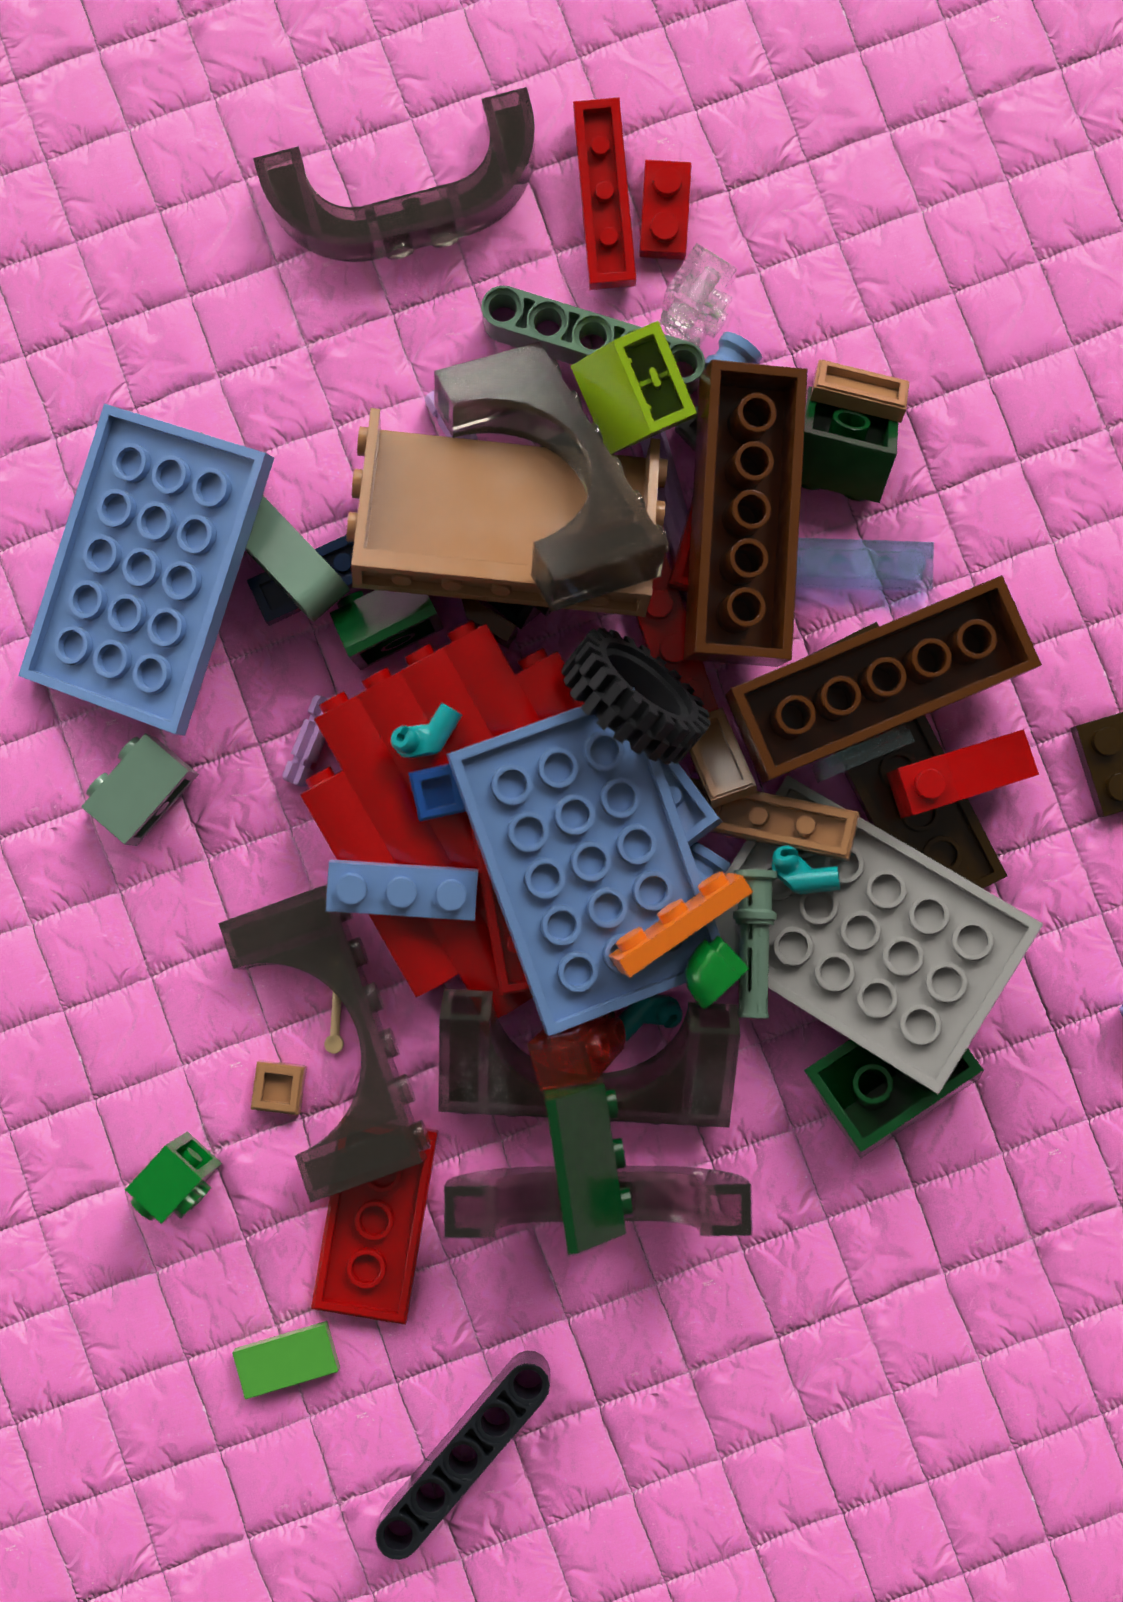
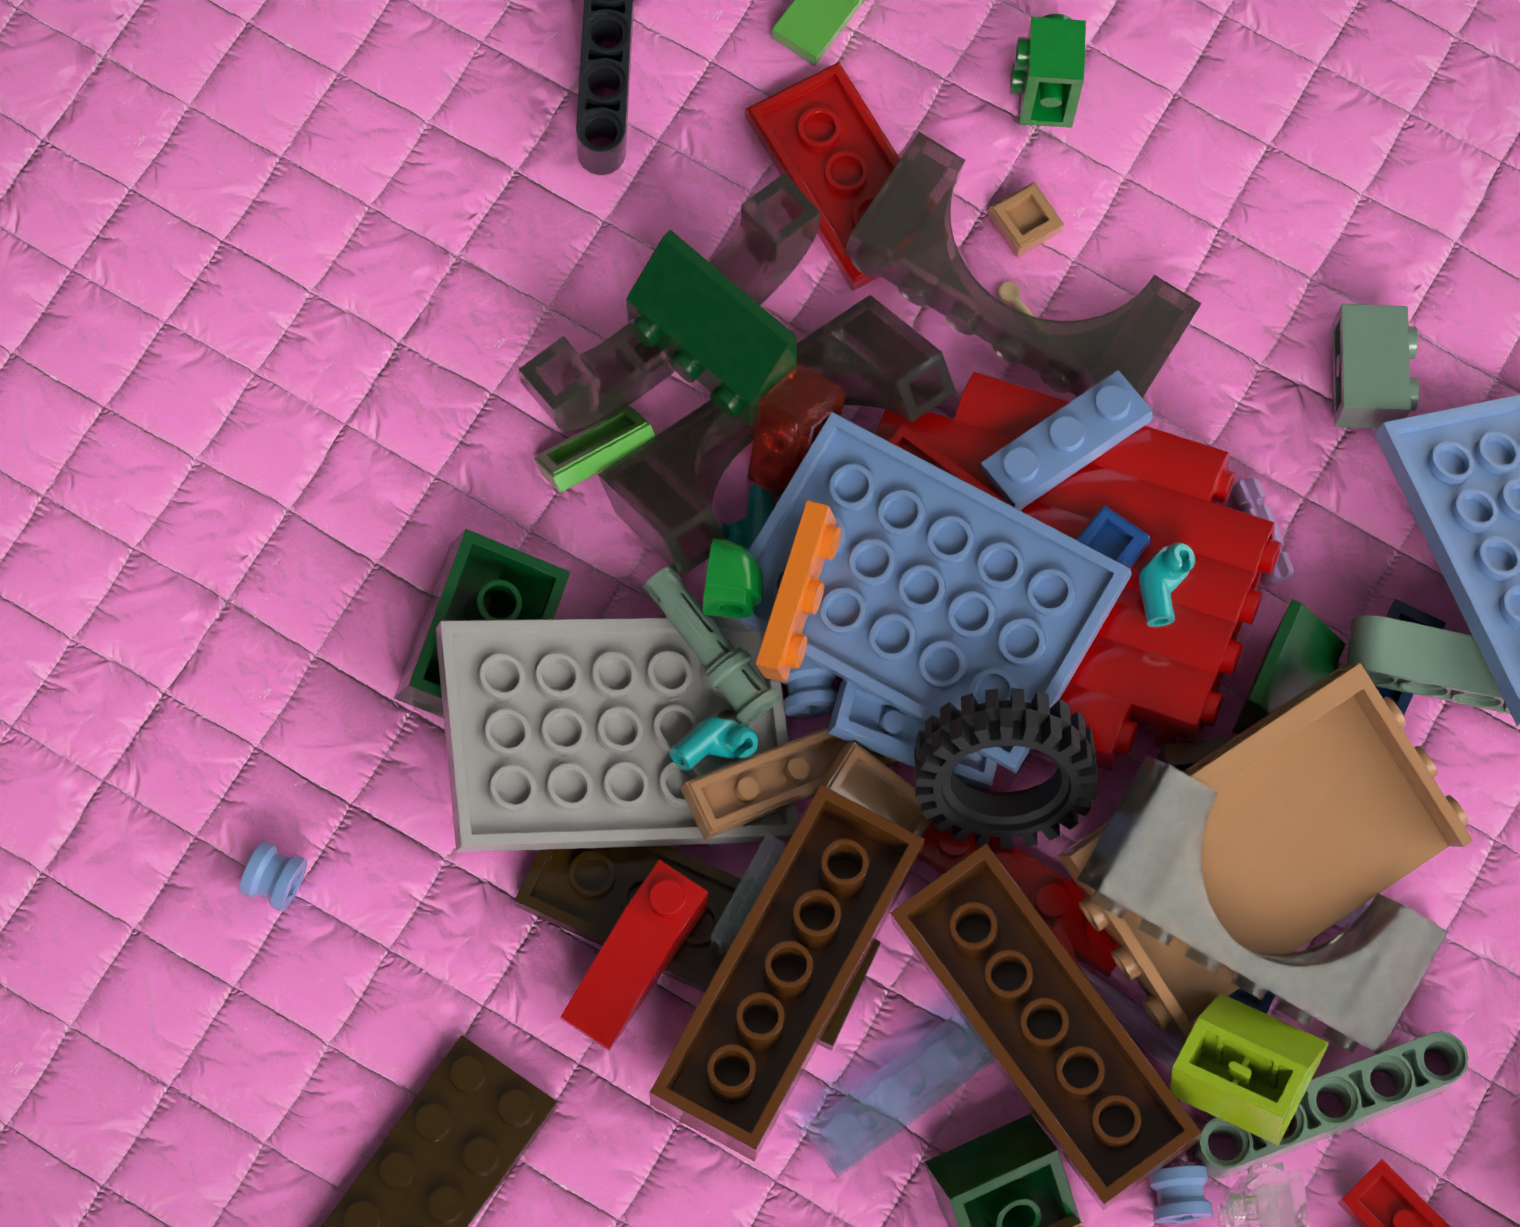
camera: 135 degrees right, 15 degrees down
(711, 1149) = (594, 449): none -> bright green tile

